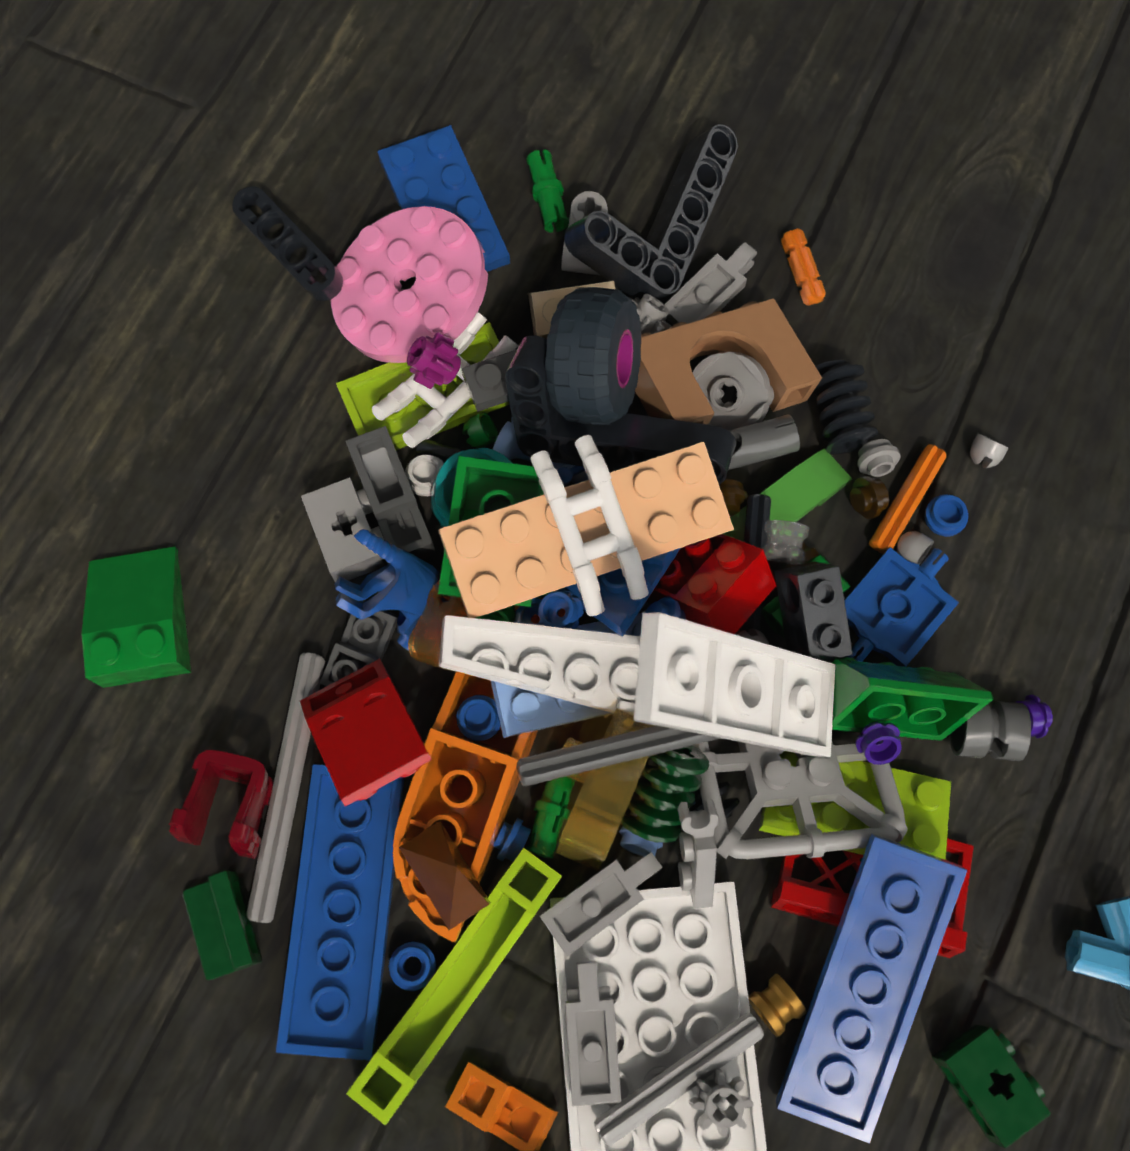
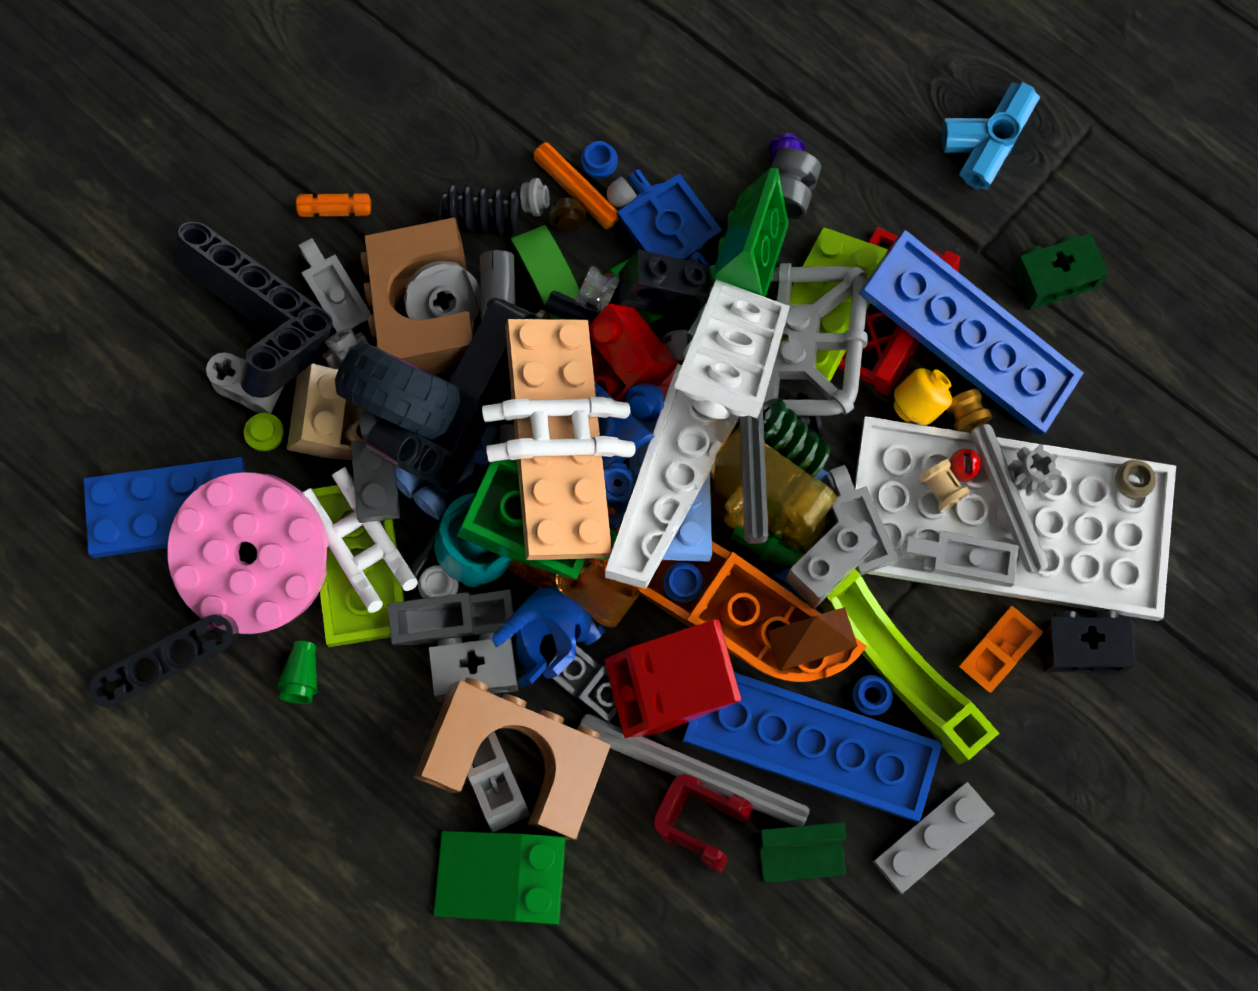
camera: 75 degrees left, 0 degrees up
(248, 569) = (496, 785): none -> light grey slope
(265, 1075) = (933, 838): none -> light grey plate
(271, 651) = (570, 755): none -> medium nougat arch
(302, 369) = (299, 675): none -> green cone
(433, 360) = (344, 540): magenta gear -> none
(481, 430) = (409, 525): green hinge -> none
(534, 872) = (830, 560): none -> light grey brick
(541, 269) = (263, 432): none -> lime plate
(547, 191) = (183, 406): green pin -> none
(672, 993) = (944, 485): none -> tan bush
(698, 853) = (843, 429): light grey plate -> none
(705, 1003) = (958, 464): none -> red hinge
(776, 945) = (922, 396): none -> yellow head
(879, 742) = (786, 266): dark purple plate -> none
(987, 449) = (552, 109): light grey hinge -> none

